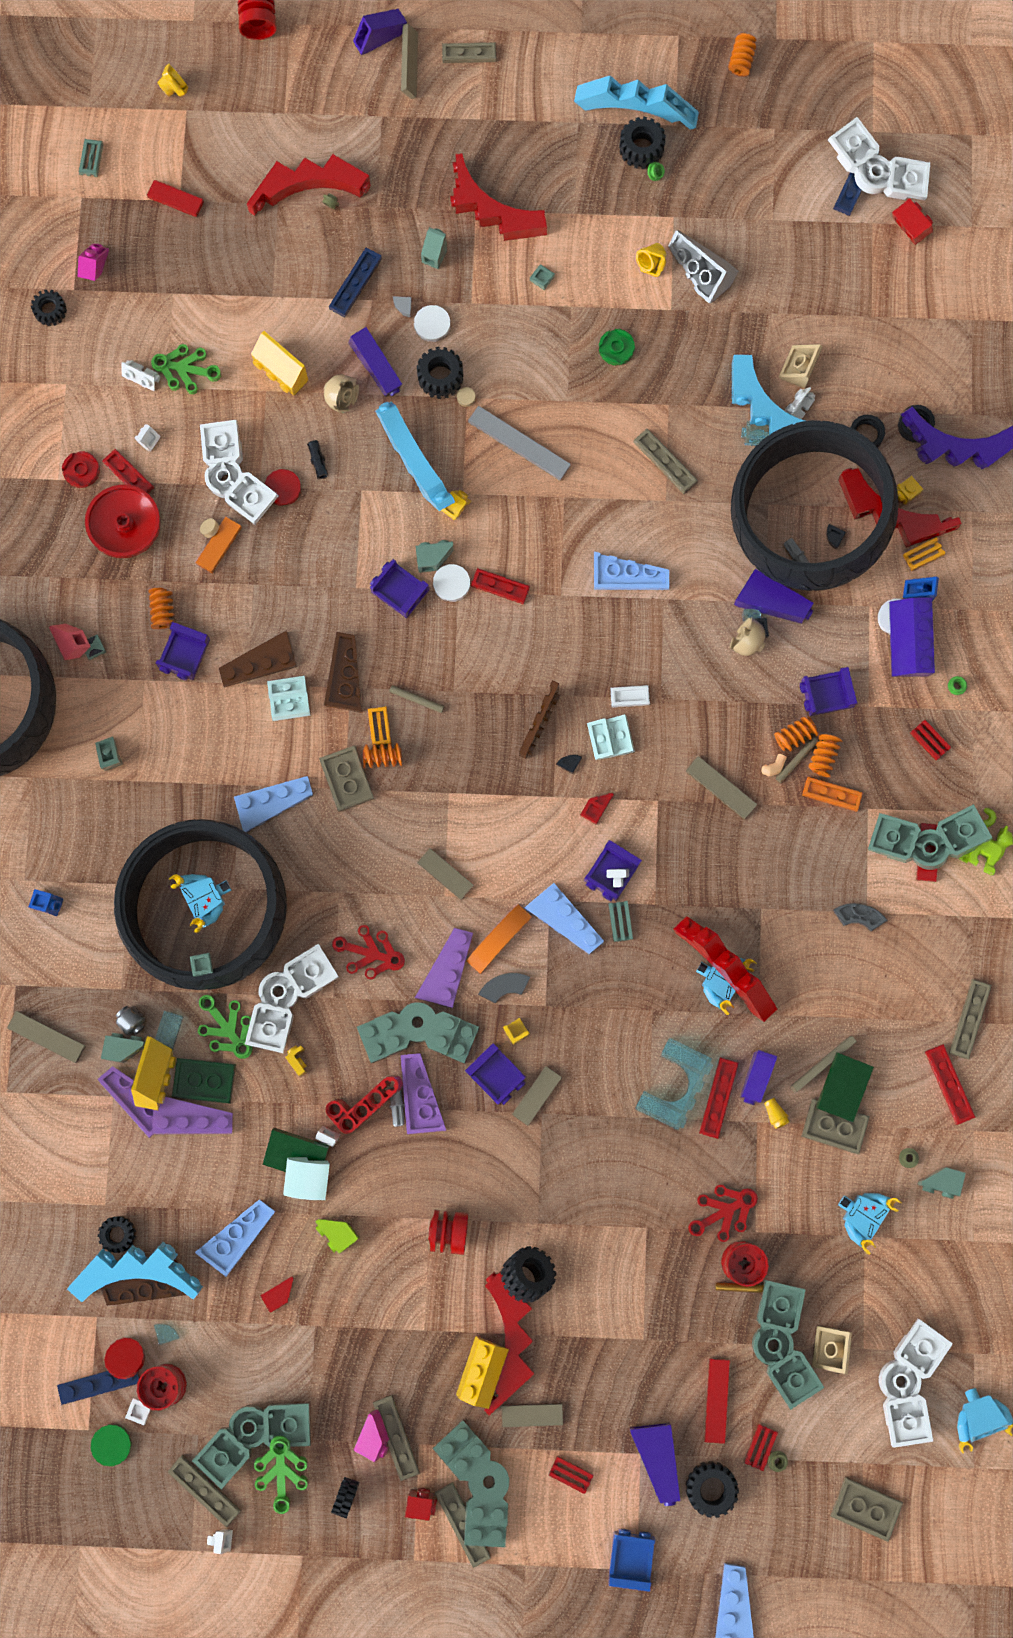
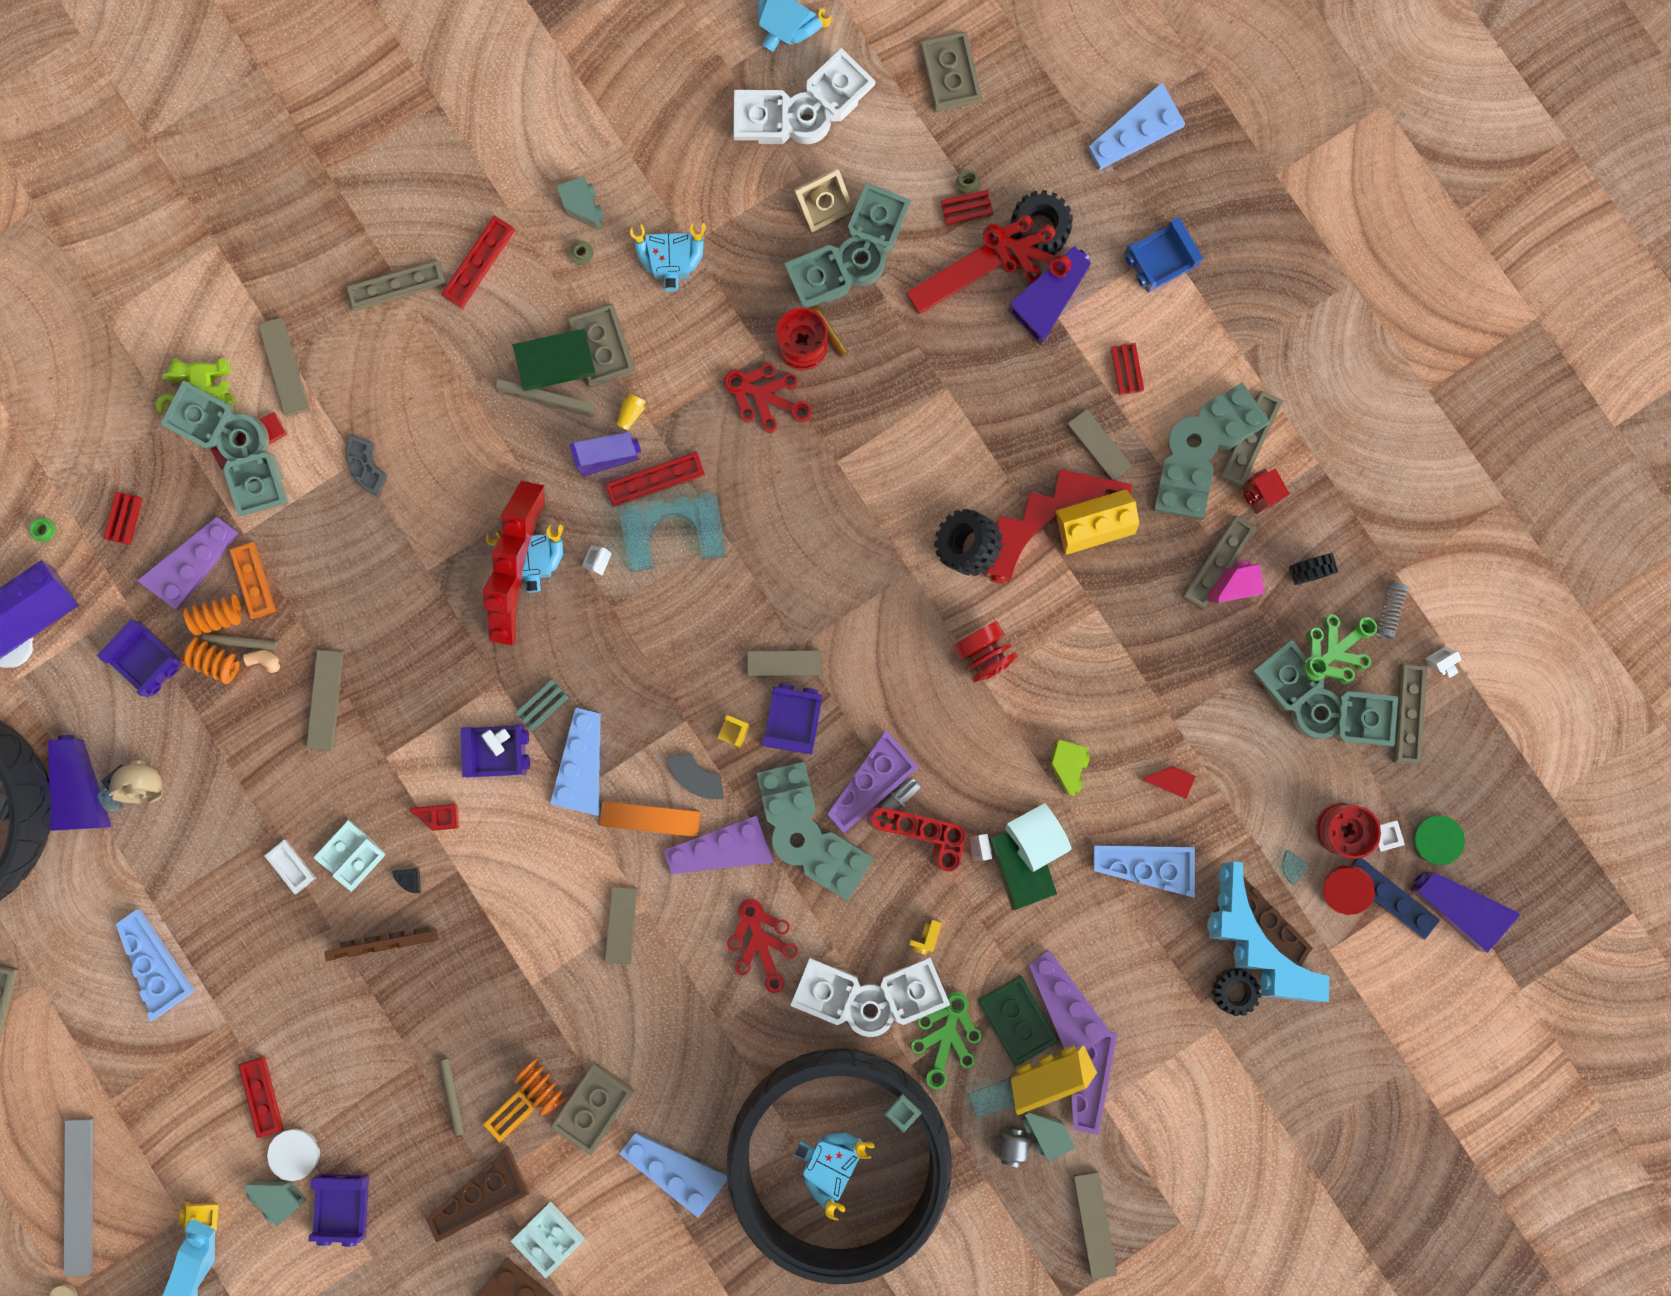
camera: 125 degrees left, 5 degrees up
(52, 1427) = (1466, 911): none -> dark purple slope
(269, 1515) = (1385, 632): none -> light grey piece
(691, 1022) = (596, 559): none -> white slope
(721, 1452) = (1023, 248): none -> red plant
(870, 760) = (189, 564): none -> medium lavender wing
(963, 908) = (284, 367): none -> dark tan tile

